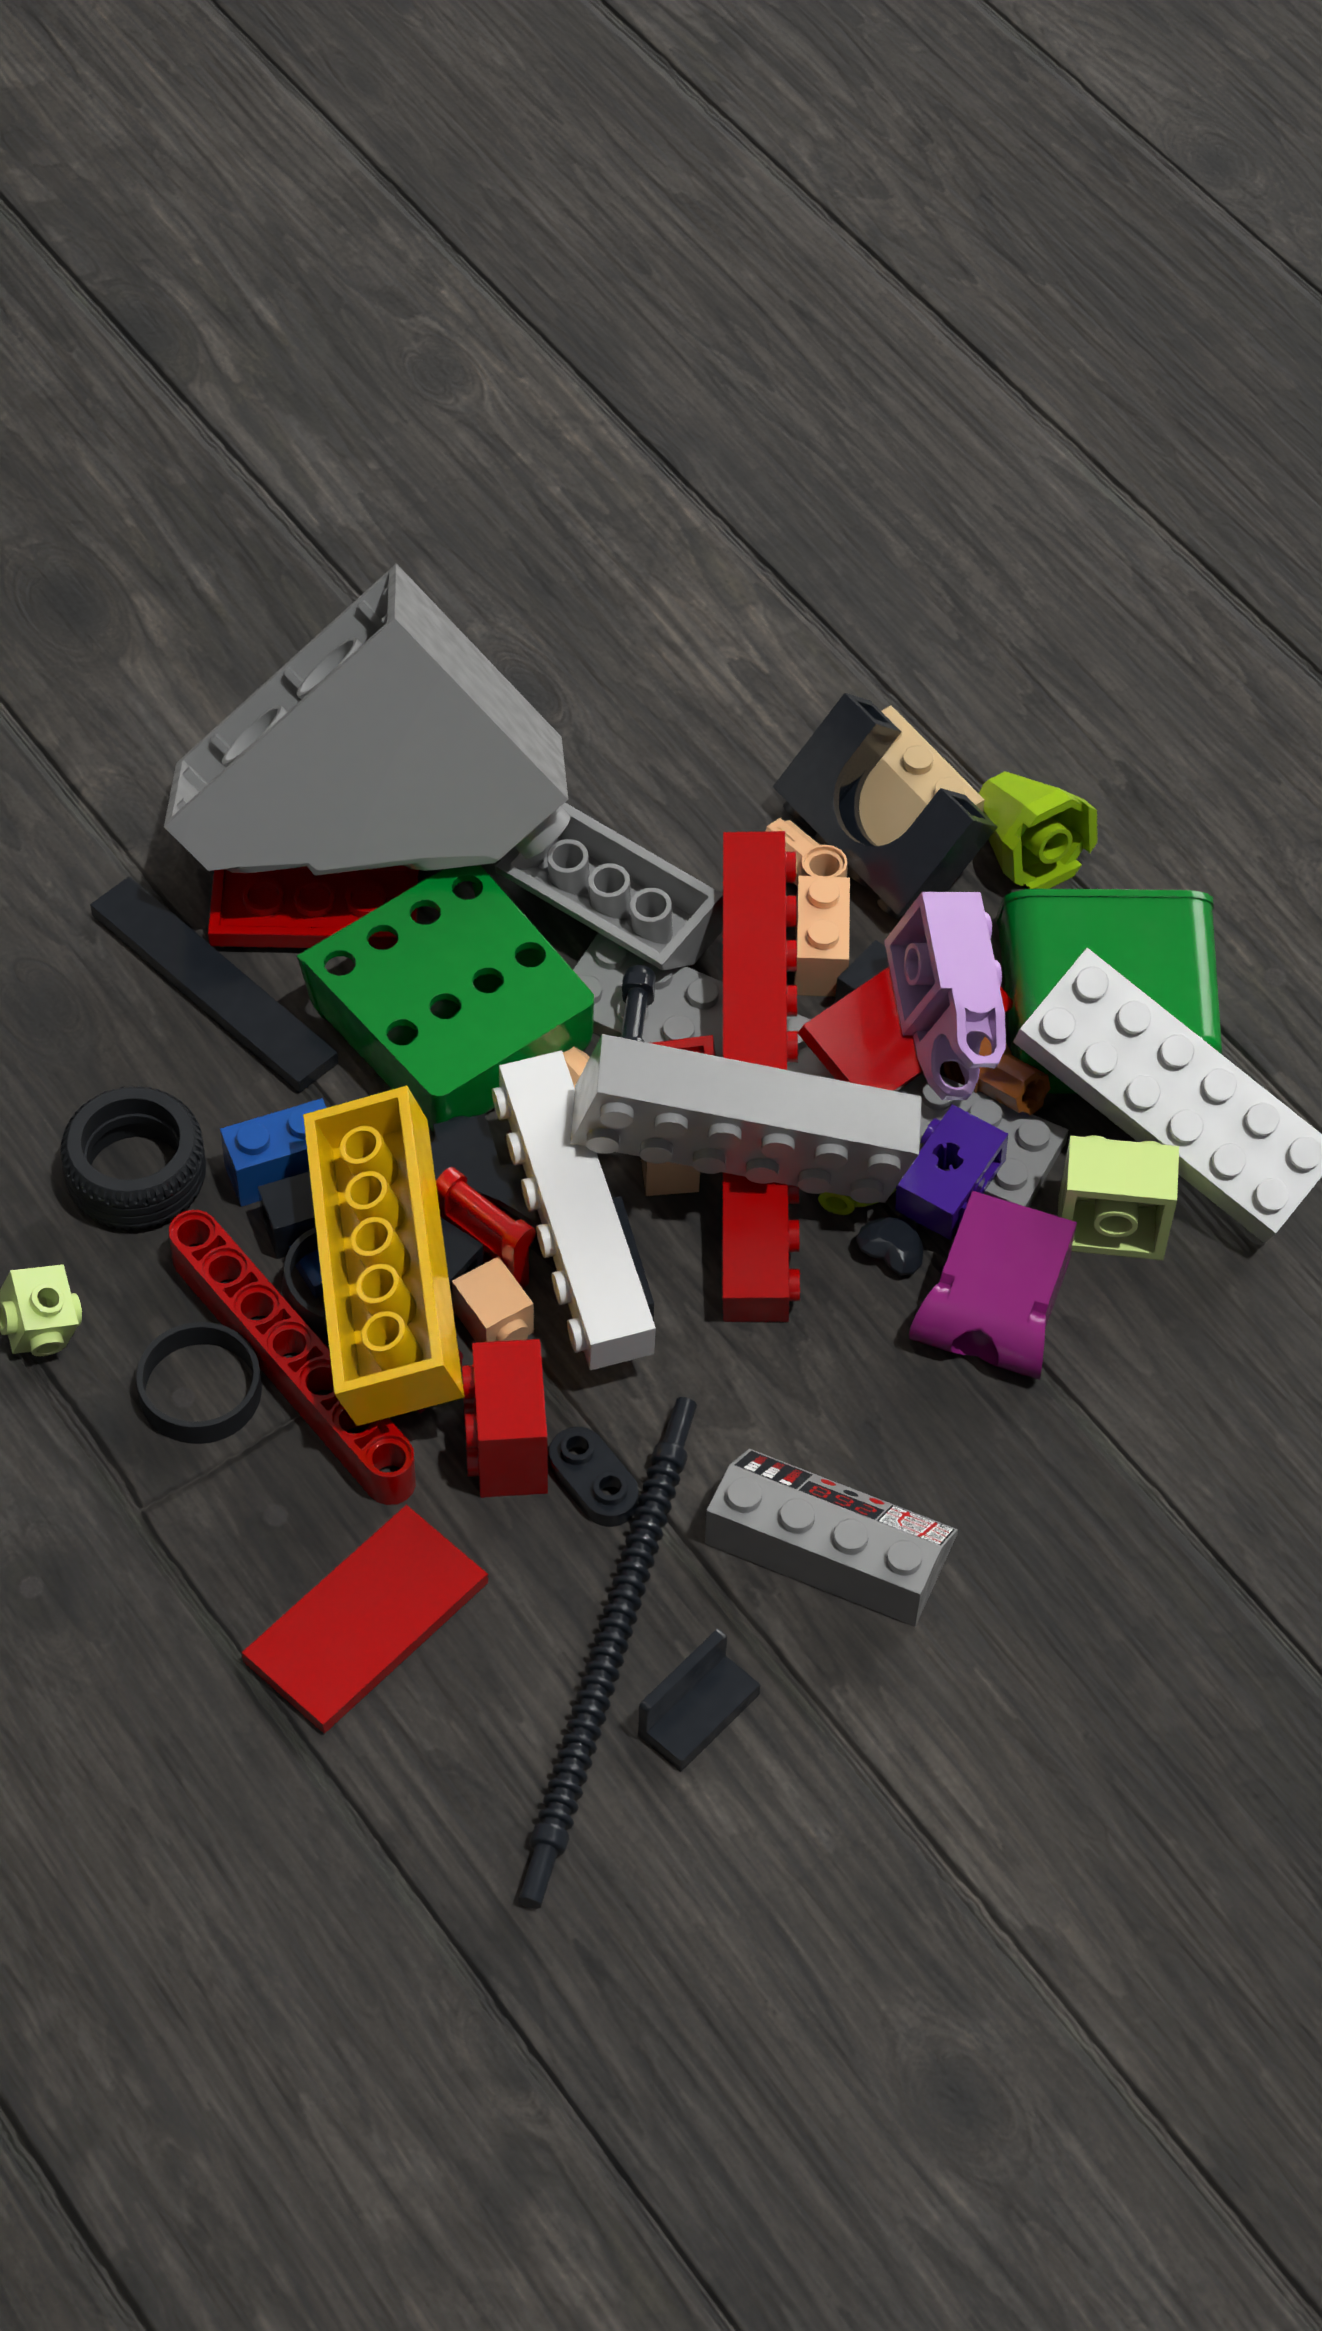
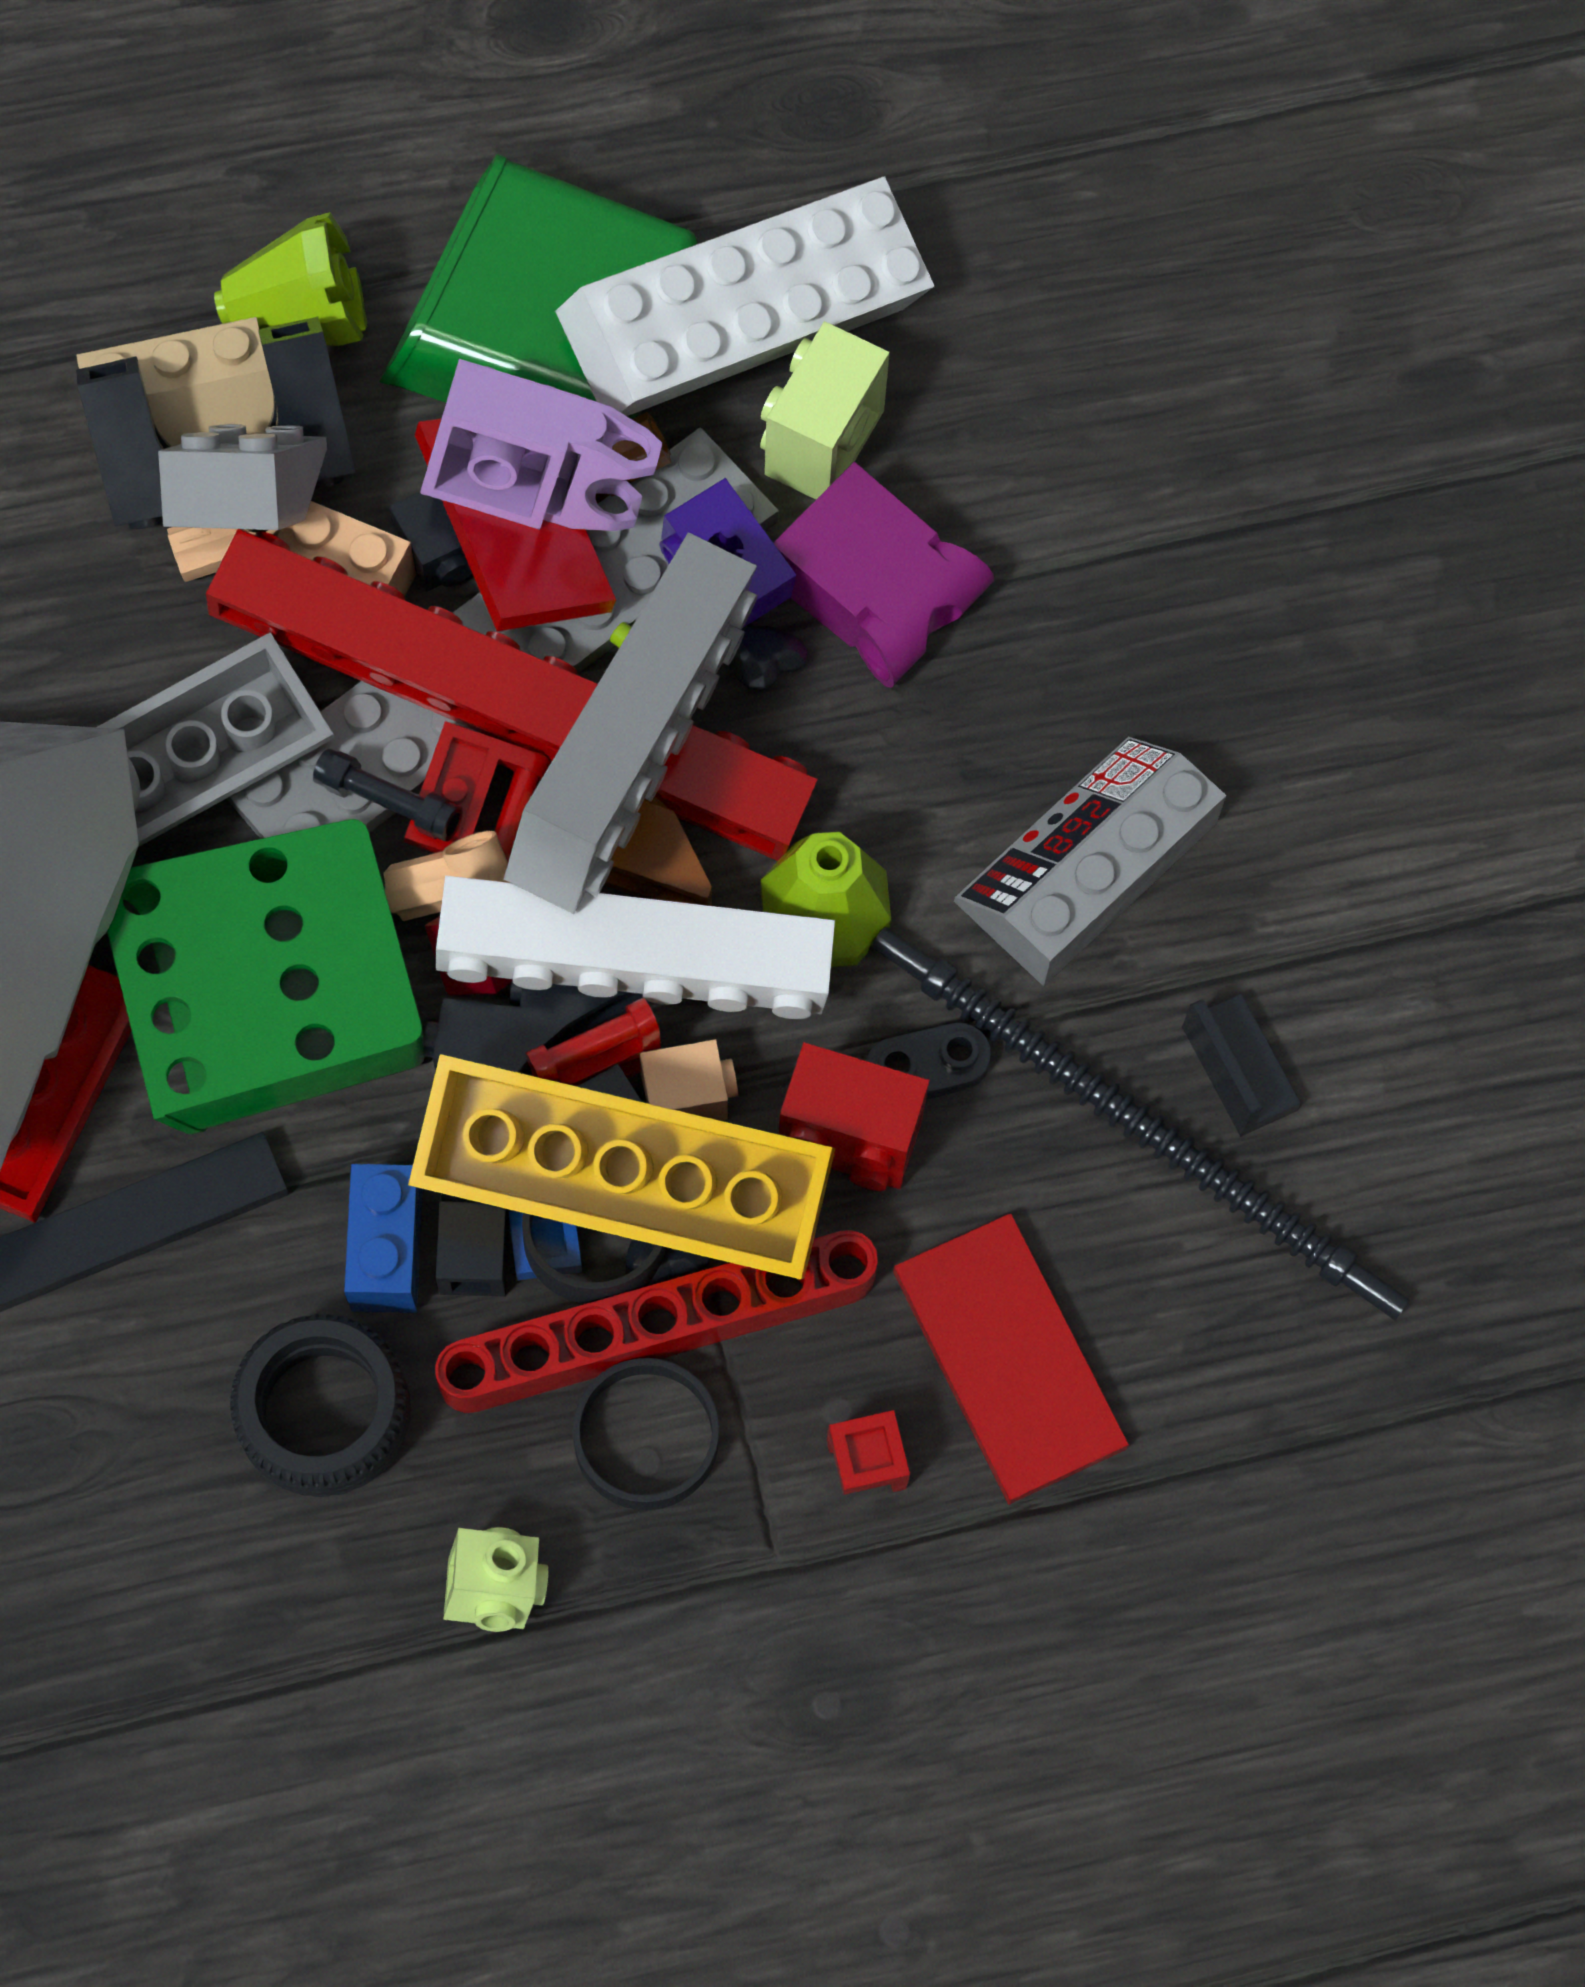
camera: 70 degrees left, 15 degrees up
(236, 1531) = (869, 1453): none -> red panel
(678, 1218) = (659, 860): none -> dark orange slope
(700, 1350) = (831, 881): none -> lime cone
(832, 824) = (240, 478): none -> light grey slope

